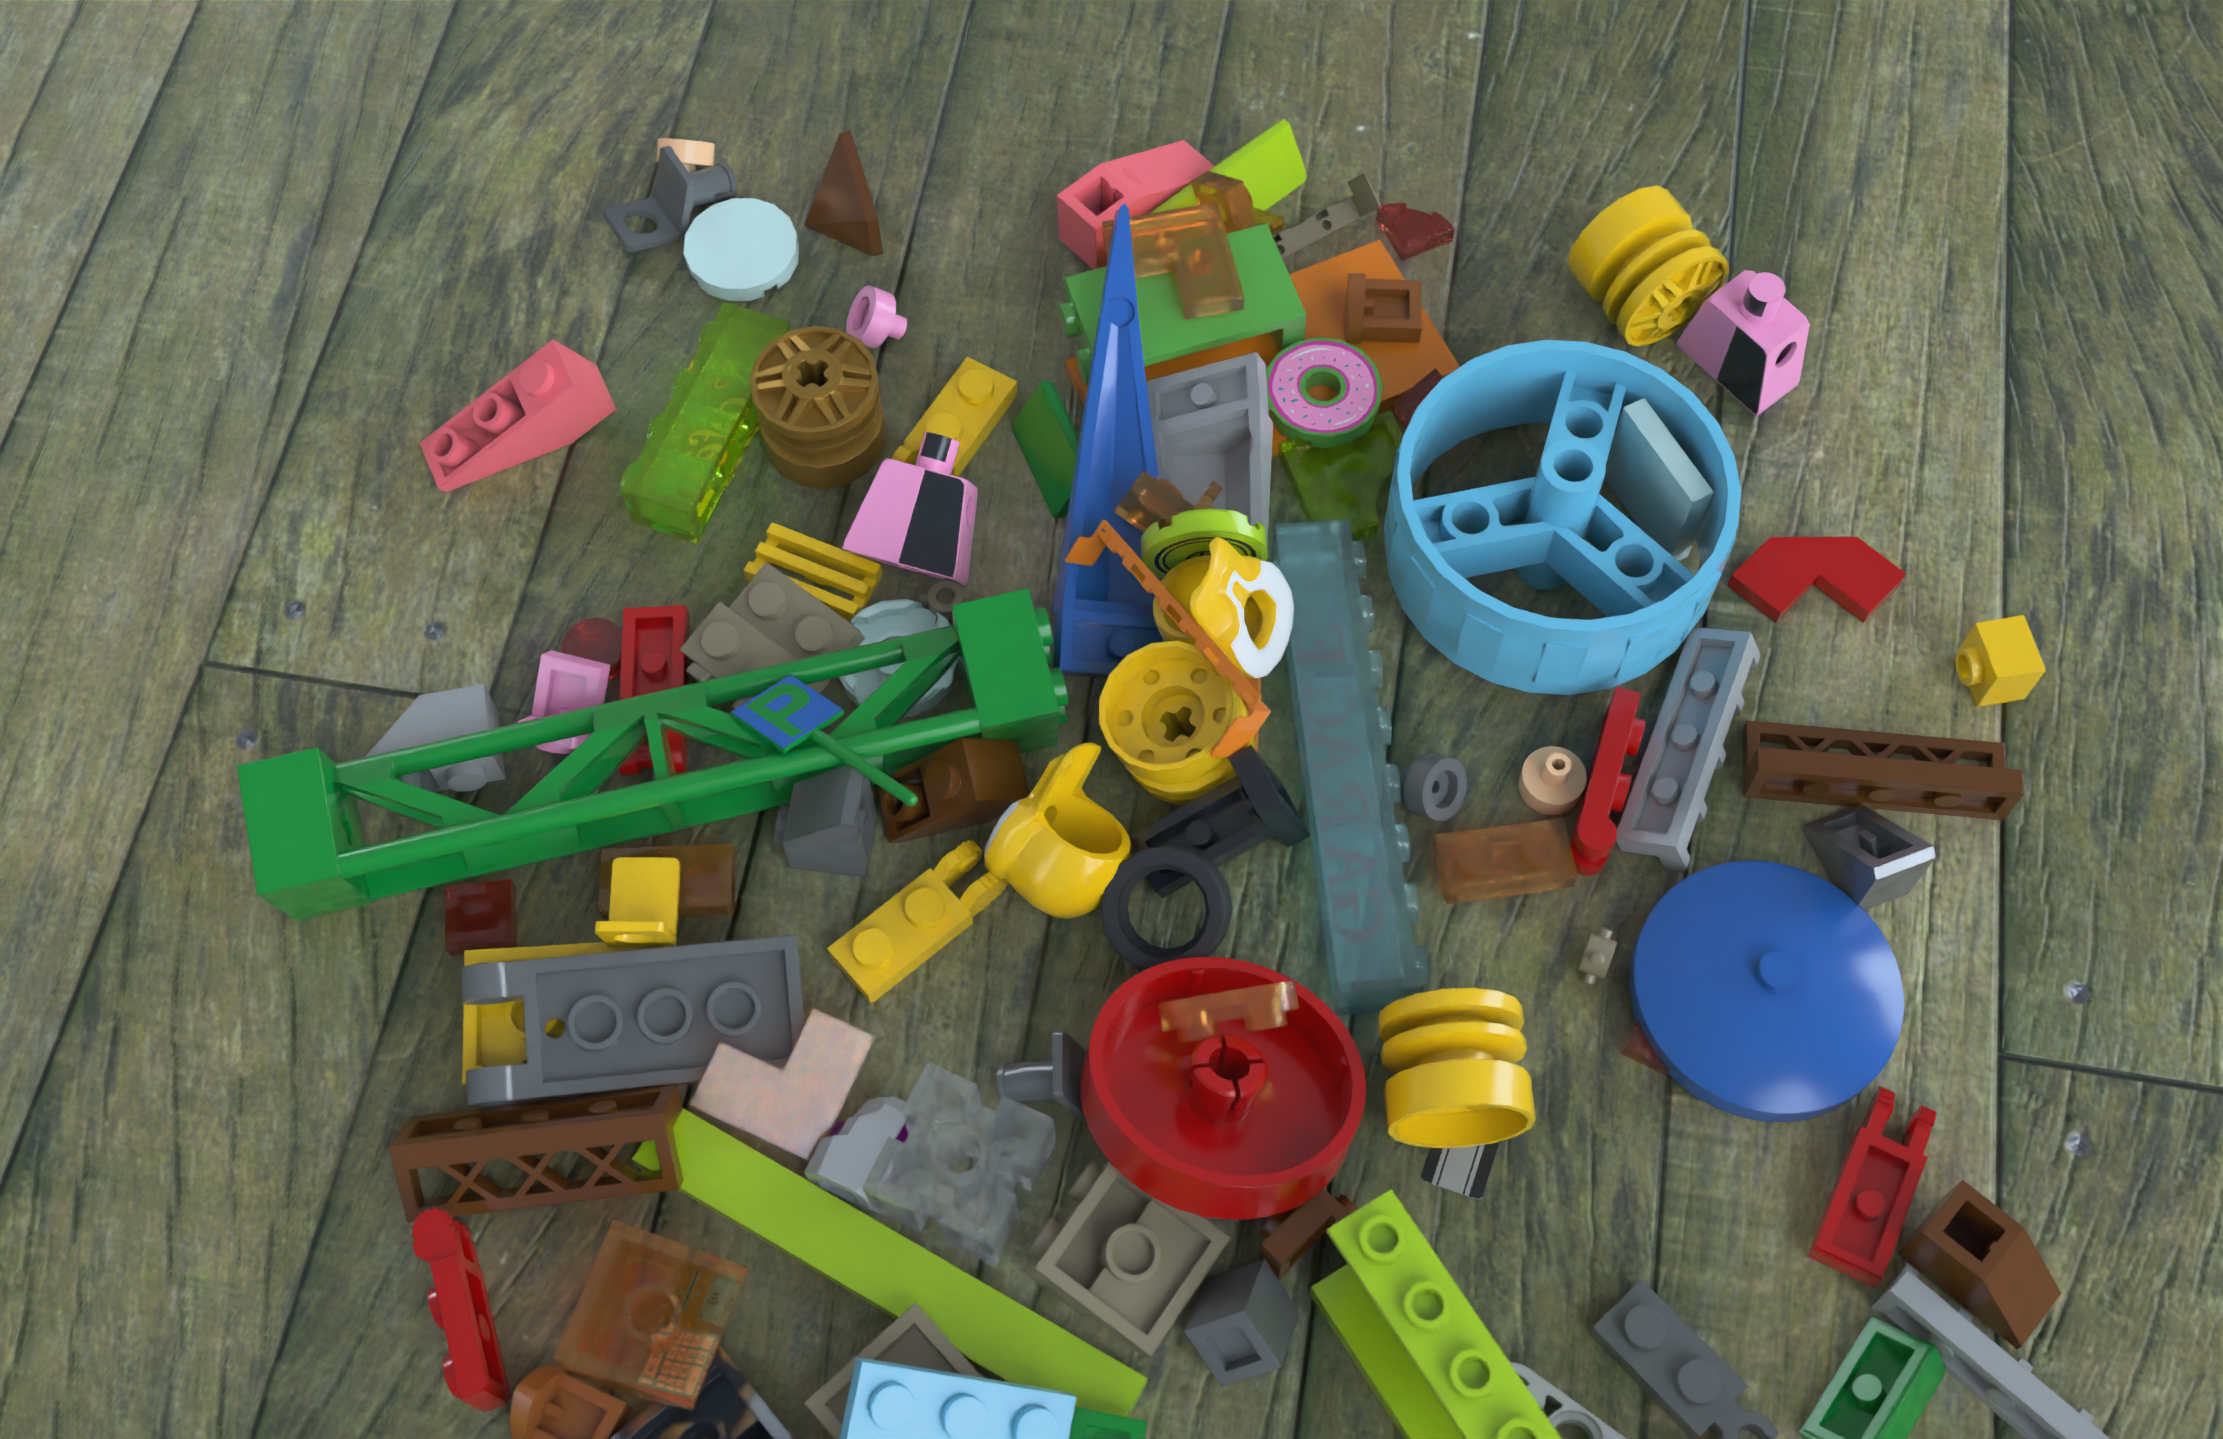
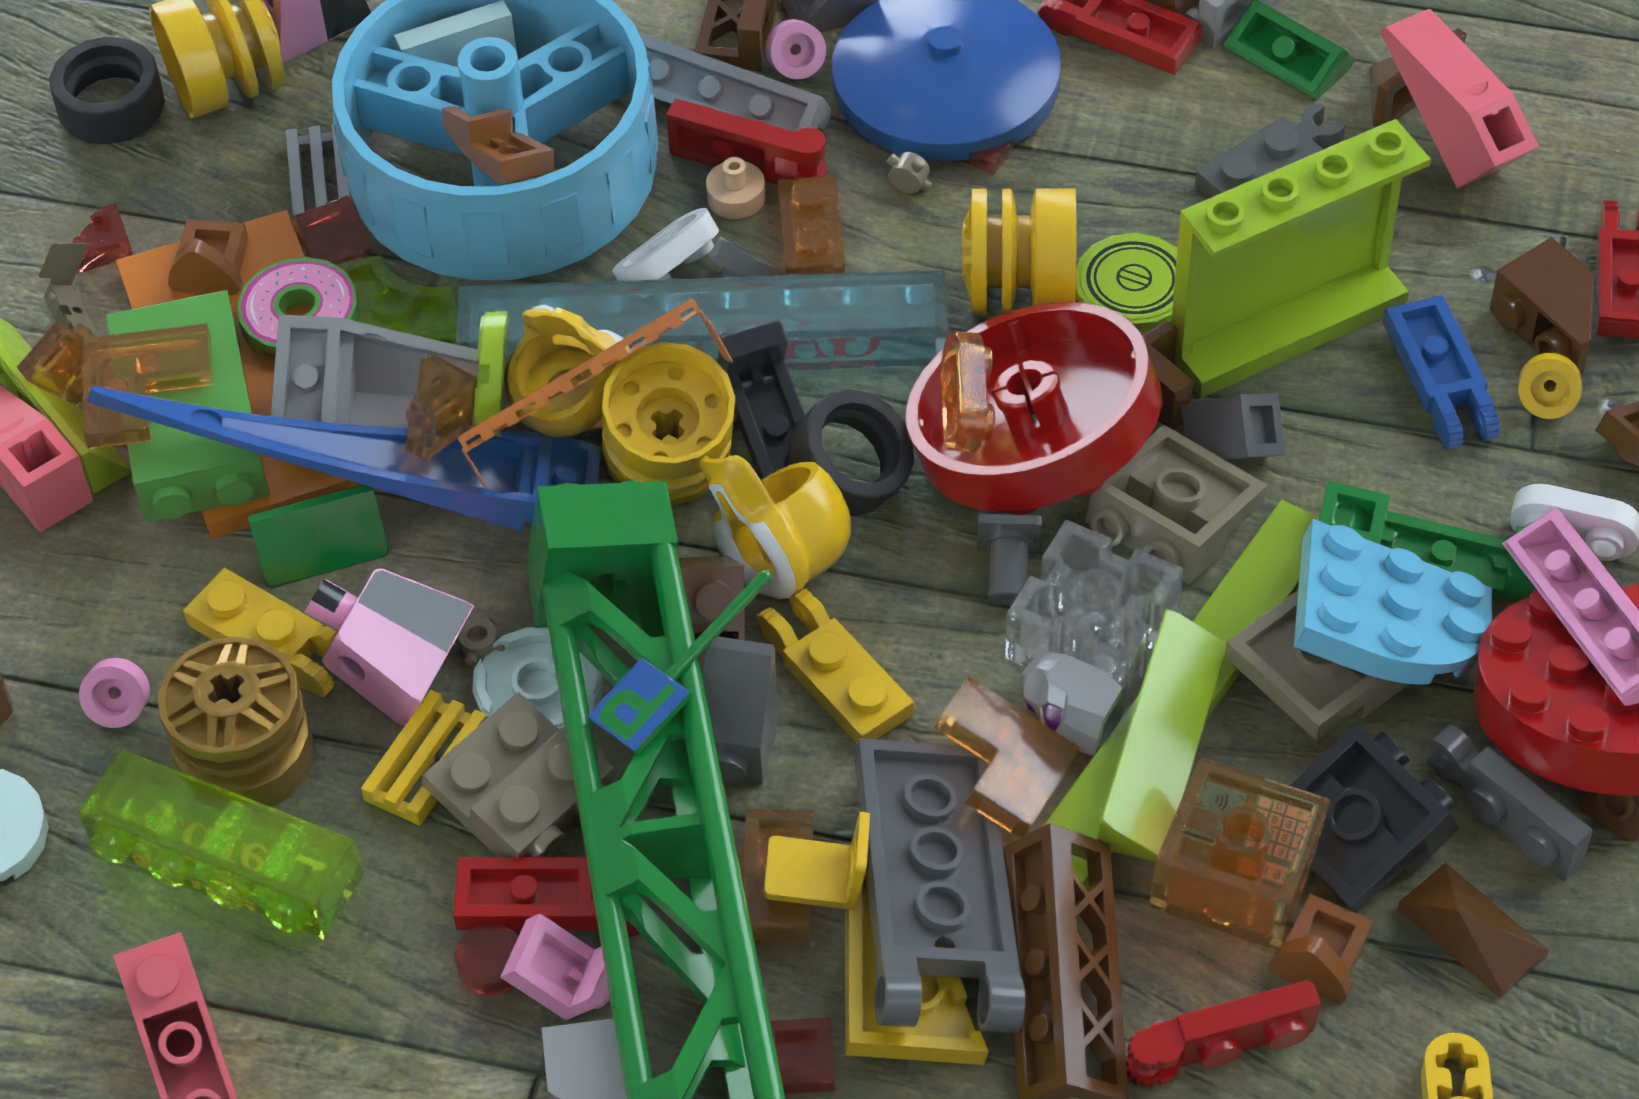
camera: 85 degrees left, 10 degrees down
(810, 1240) = (1162, 738): none -> lime slope
(1442, 713) = (679, 242): none -> white plate
(1466, 1207) = (1130, 277): none -> lime tile
(1476, 504) = (495, 148): none -> dark orange slope
(1583, 162) = (101, 60): none -> black tyre
(1760, 820) = (804, 56): none -> bright pink tile

